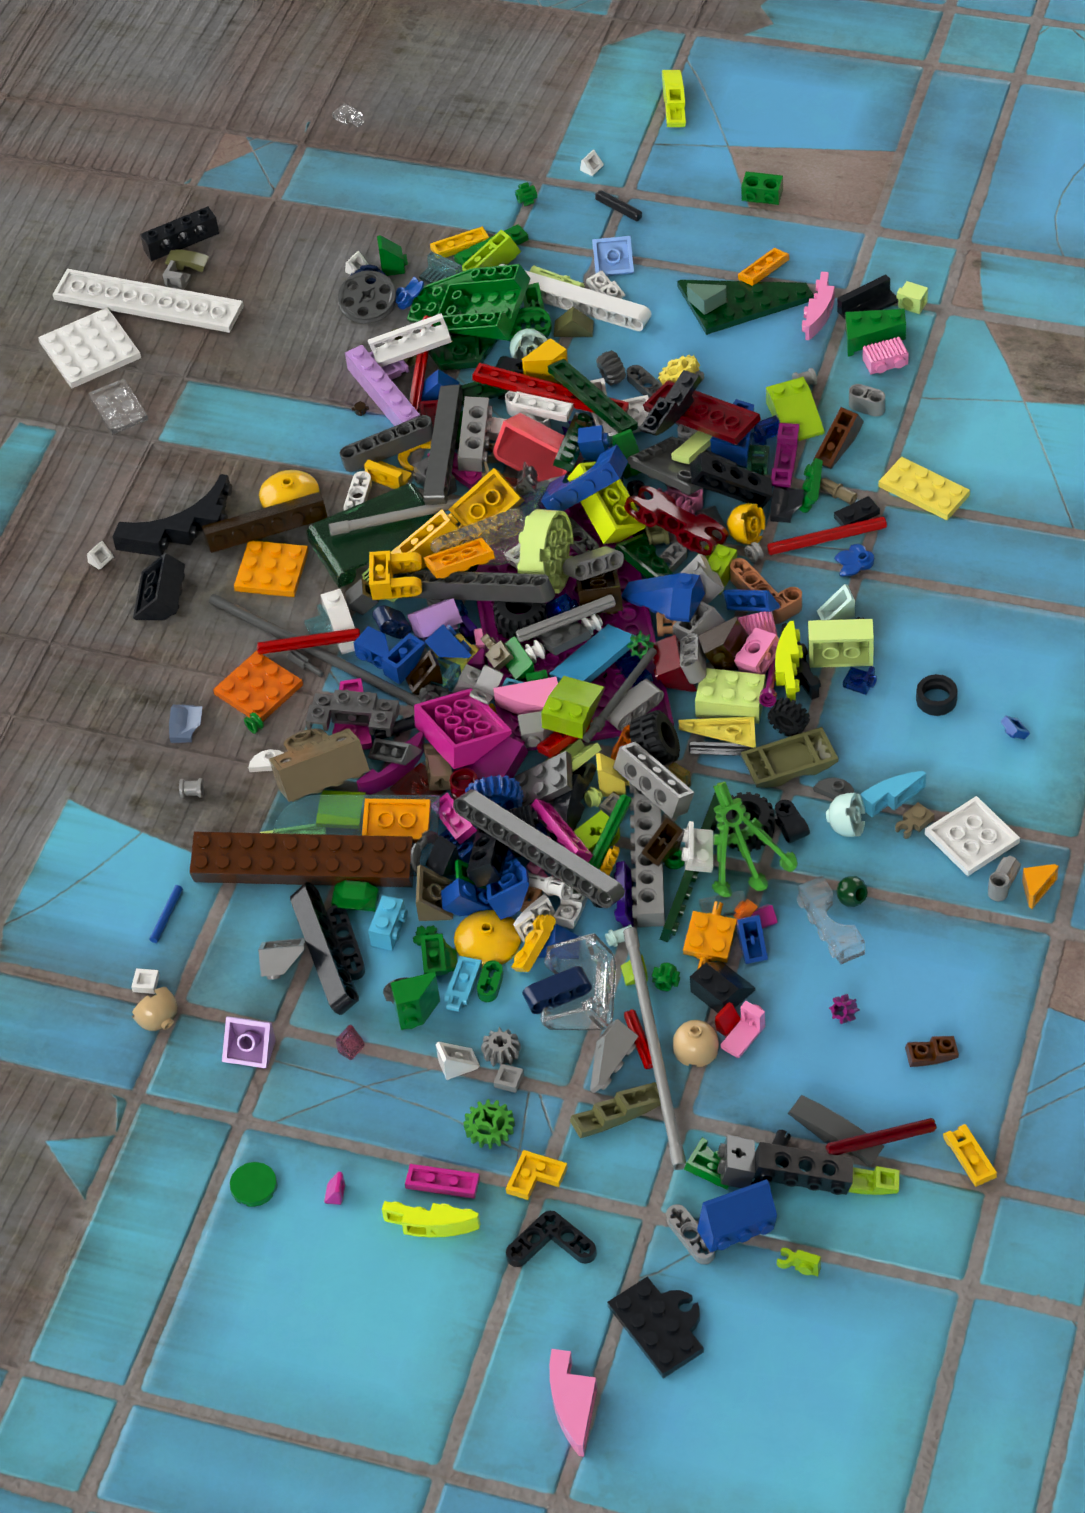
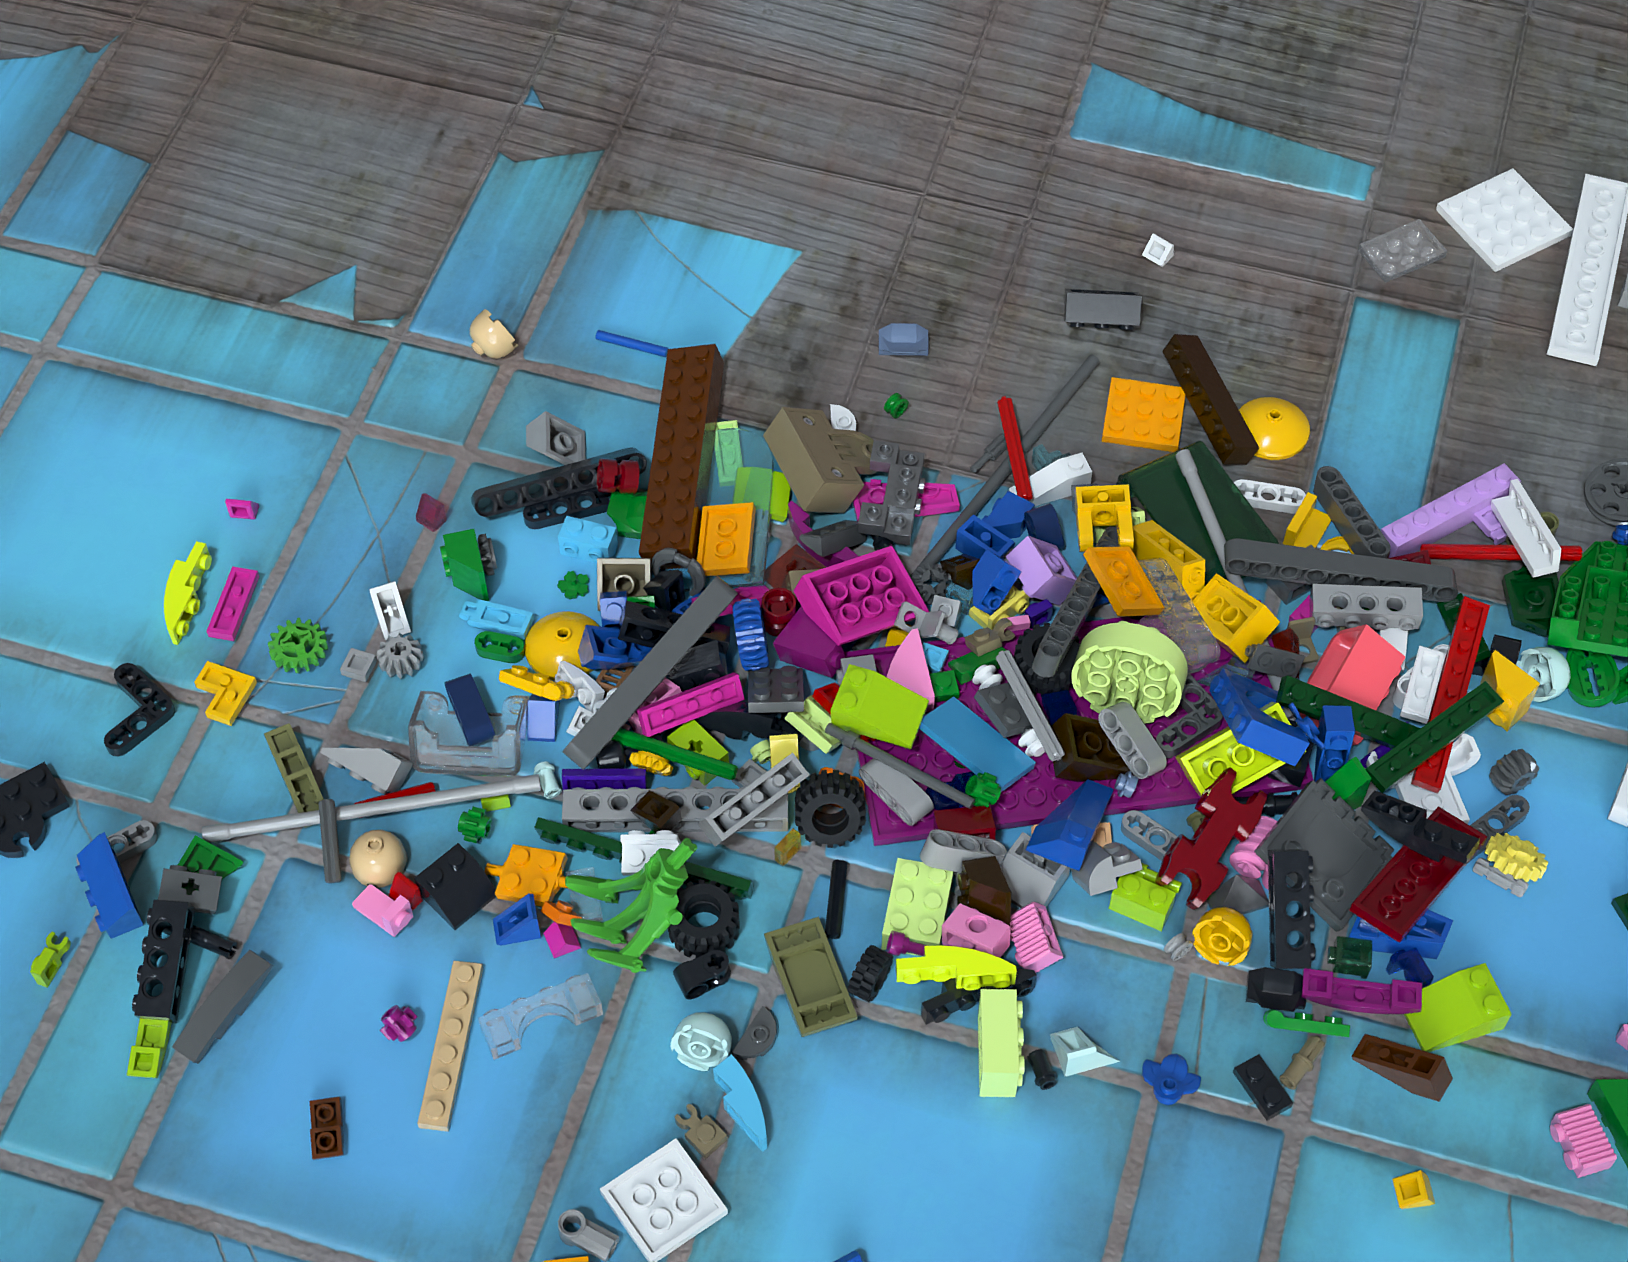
camera: 85 degrees right, 5 degrees up
(145, 981) = (539, 328): white plate -> none
(181, 528) = (1224, 341): black arch -> none
(191, 788) = (802, 352): light grey bush -> none
(248, 1042) = (442, 421): lavender slope -> none
(253, 1184) = (266, 436): green tile -> none
(258, 686) = (954, 410): orange plate -> none
(329, 896) = (626, 472): none -> dark red wheel
(360, 408) = (1422, 494): dark brown piece -> none
(432, 385) = (1468, 577): blue slope -> none
(437, 955) = (536, 592): green slope -> none
(478, 660) = (980, 621): magenta slope -> none
(573, 324) = (1603, 735): olive slope -> none
(592, 456) = (1307, 726): none -> blue plate
(627, 567) = (1126, 784): none -> sand blue plate
(643, 557) = (1152, 806): dark green wing -> none
(686, 1070) = (329, 841): none -> dark grey axle
(692, 448) = (1353, 862): yellowish green tile -> none
(734, 730) = (862, 907): light yellow wing -> none
(747, 578) = (1109, 954): nougat beam -> none
(750, 600) = (1069, 932): blue slope -> none
(809, 376) = (1524, 1026): light grey bush -> none
(826, 535) = (1216, 1046): red axle -> none
(852, 891) = (580, 1041): dark green piece -> none
(855, 979) = (450, 1046): none -> tan plate
(860, 680) = (947, 1074): clear blue bracket -> none
(867, 400) = (1486, 1109): light grey beam -> none
(881, 1137) = (198, 1055): dark red axle -> none
(924, 488) = (1316, 1183): light yellow plate -> none
(925, 441) = (1413, 1190): none -> yellow slope
(936, 682) = (917, 1149): black tyre -> none
(970, 1155) = (162, 1162): yellow plate -> none

